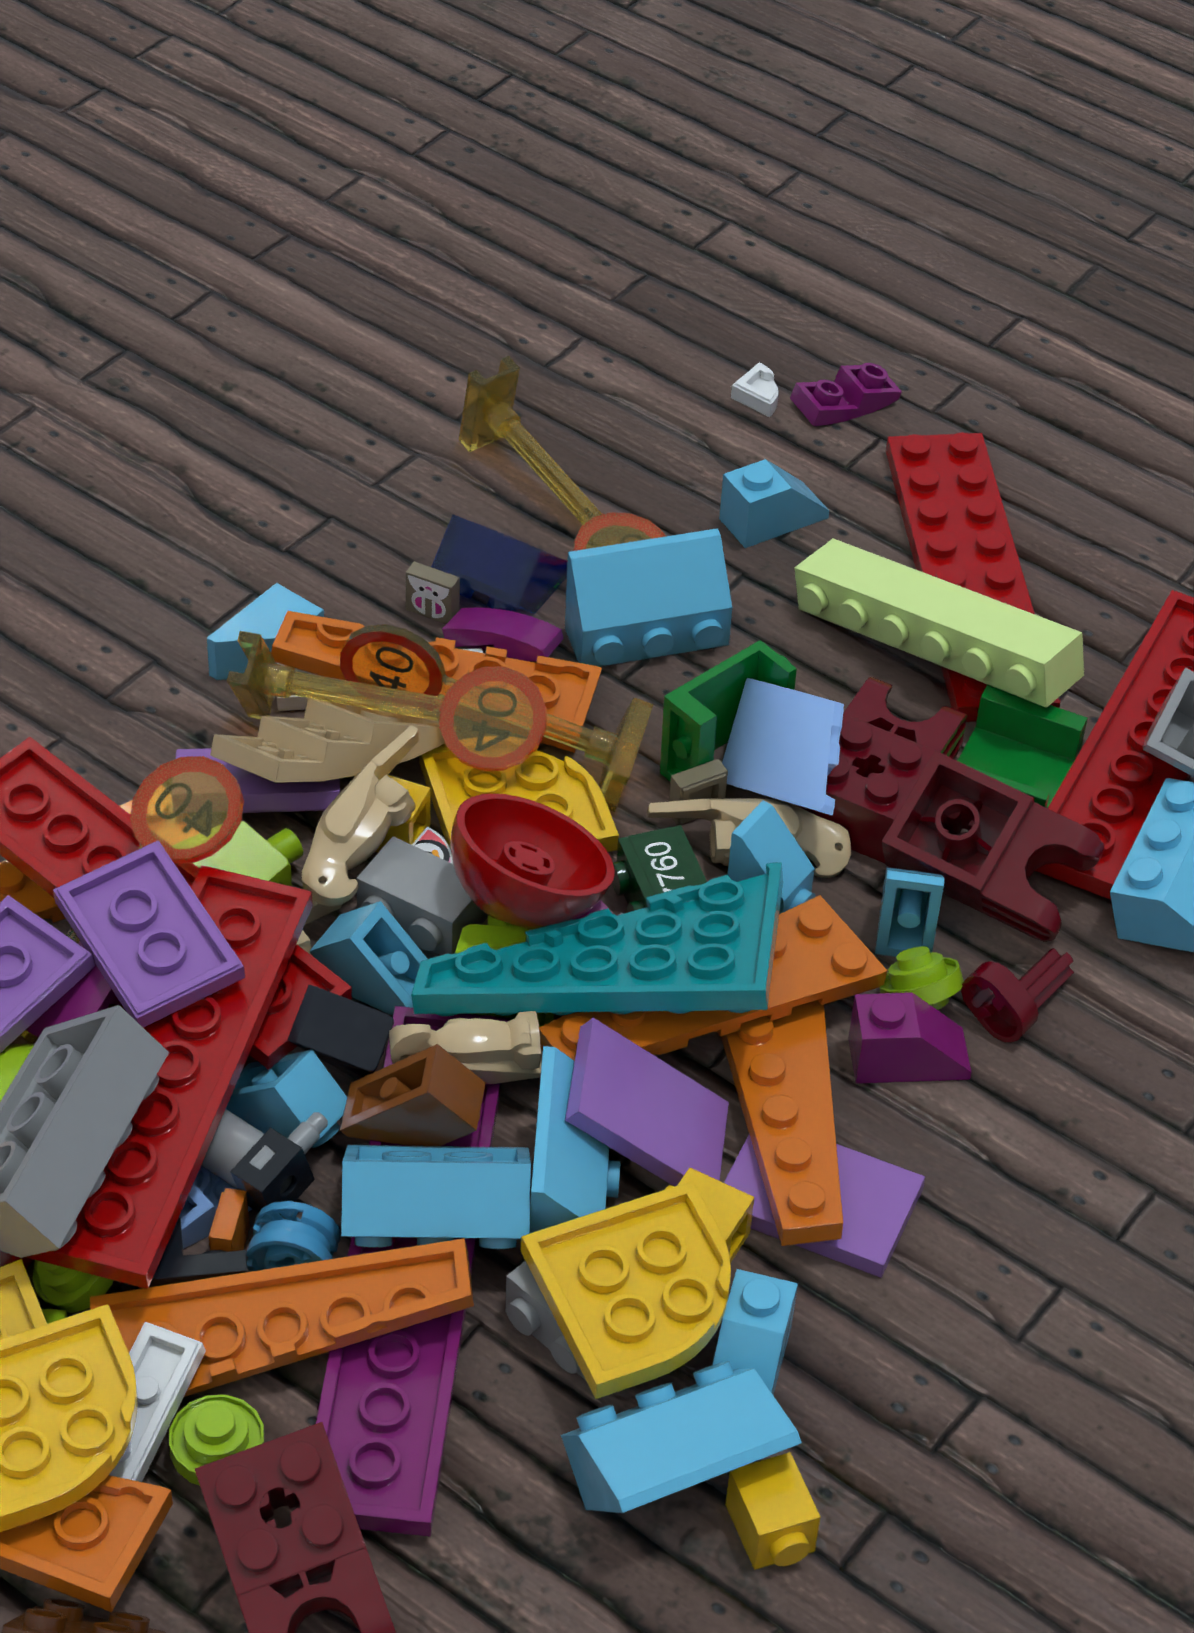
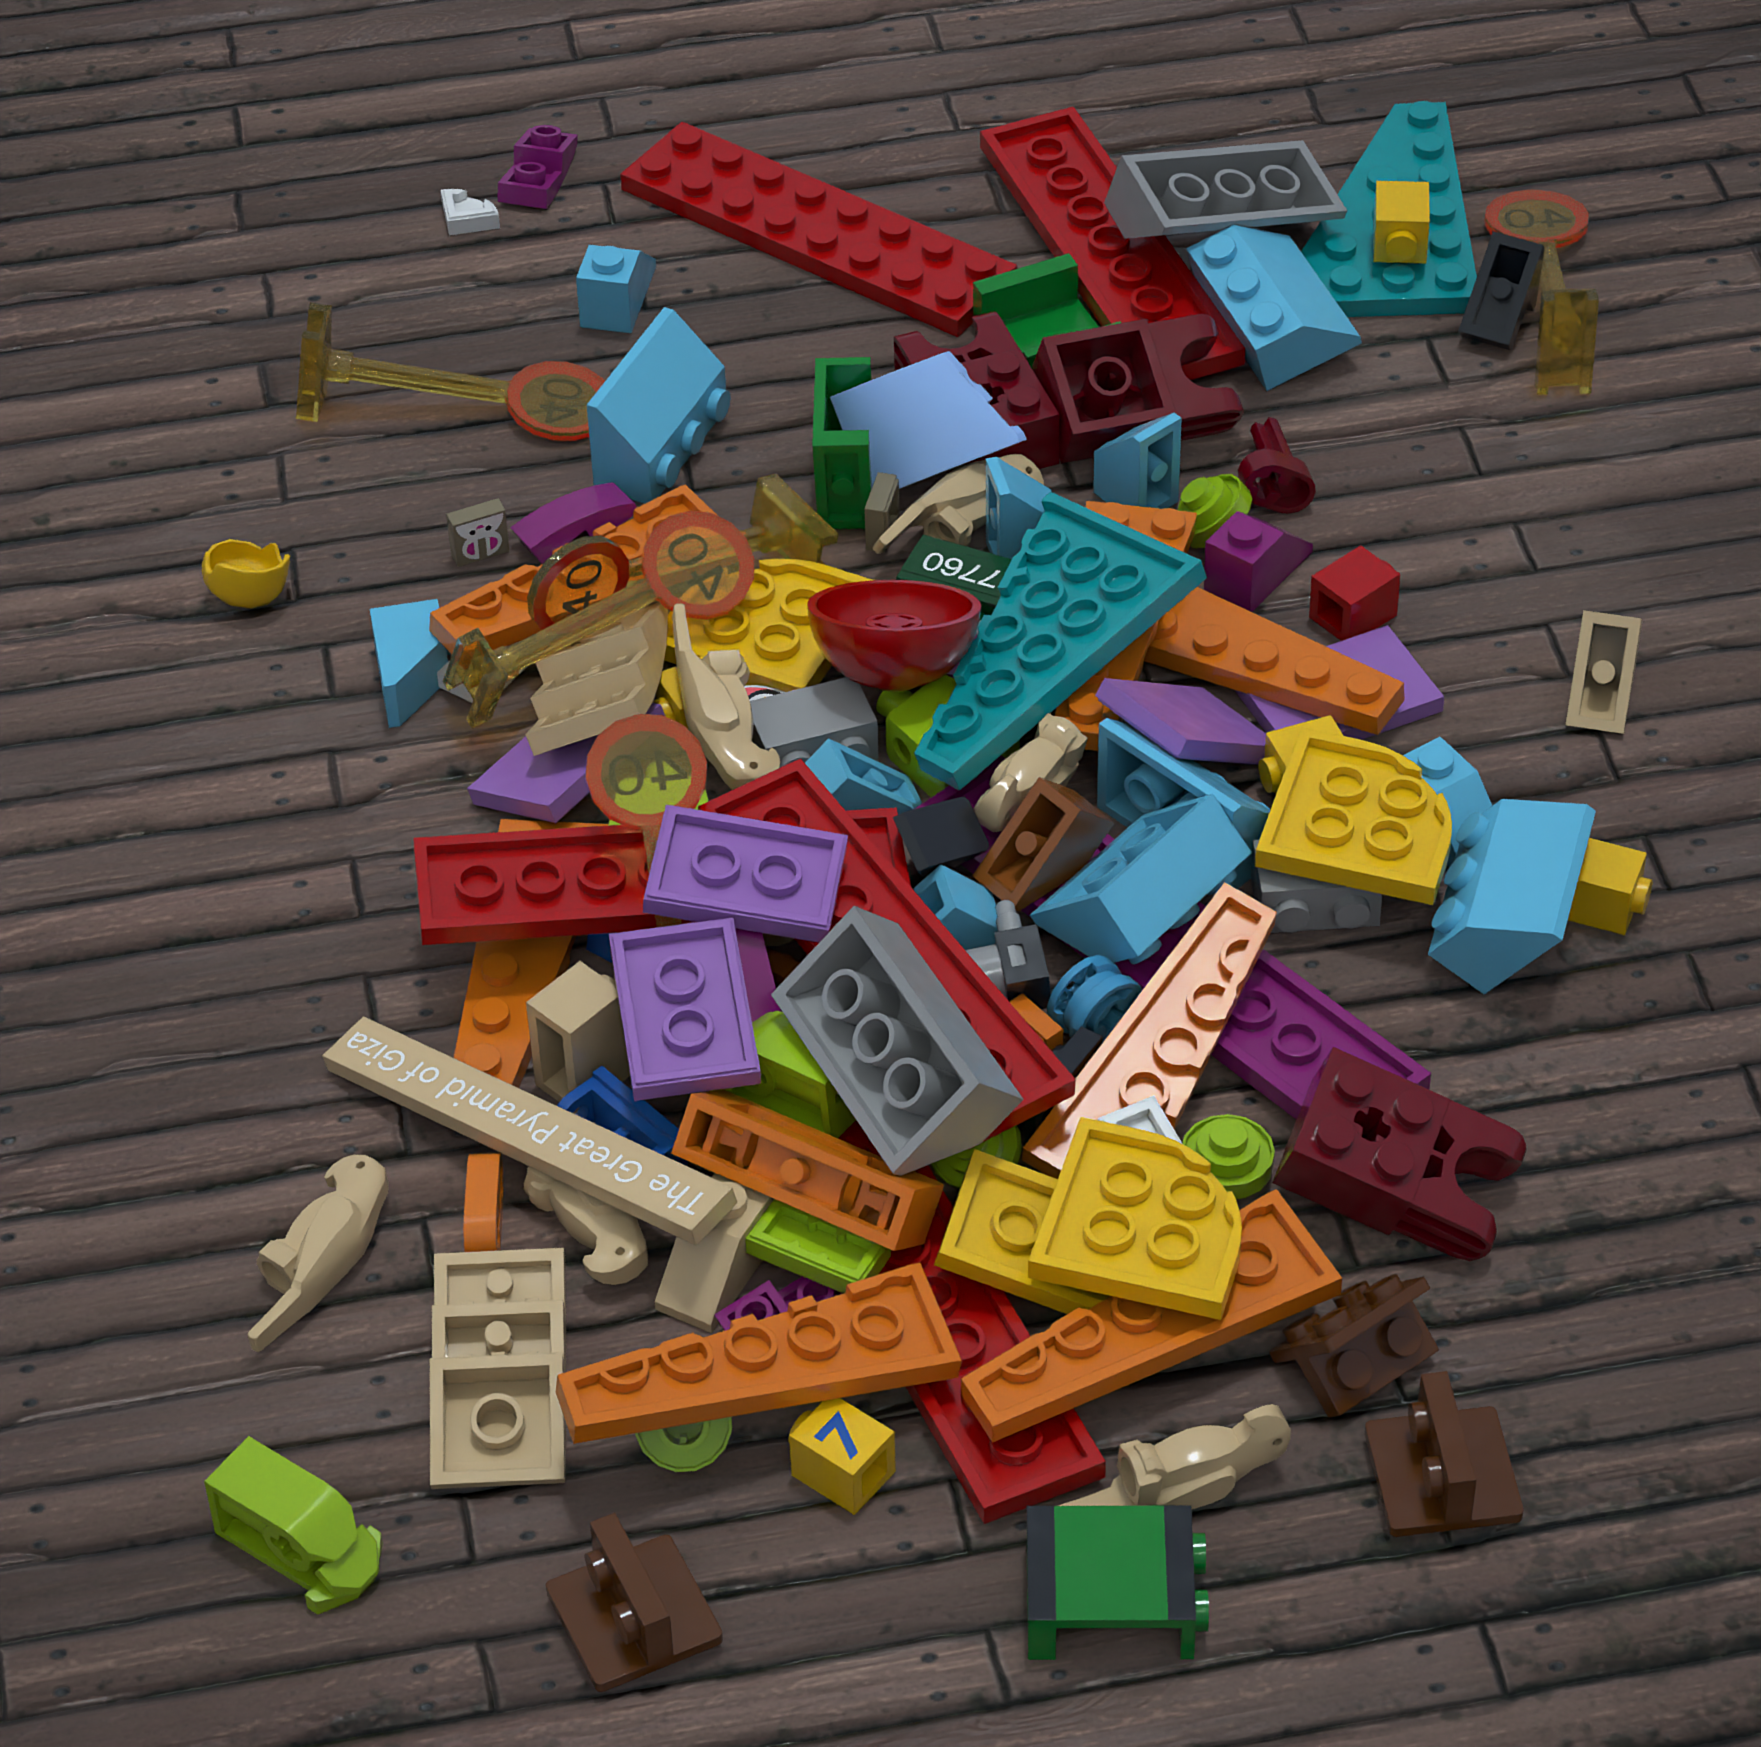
camera: 45 degrees left, 0 degrees up
(262, 504) = (244, 572): none -> yellow hair
(499, 566) = (510, 467): clear blue slope -> none
(933, 1132) = (1354, 594): none -> red brick
(940, 622) = (879, 264): yellowish green brick -> none
(1030, 1355) = (1604, 671): none -> tan slope

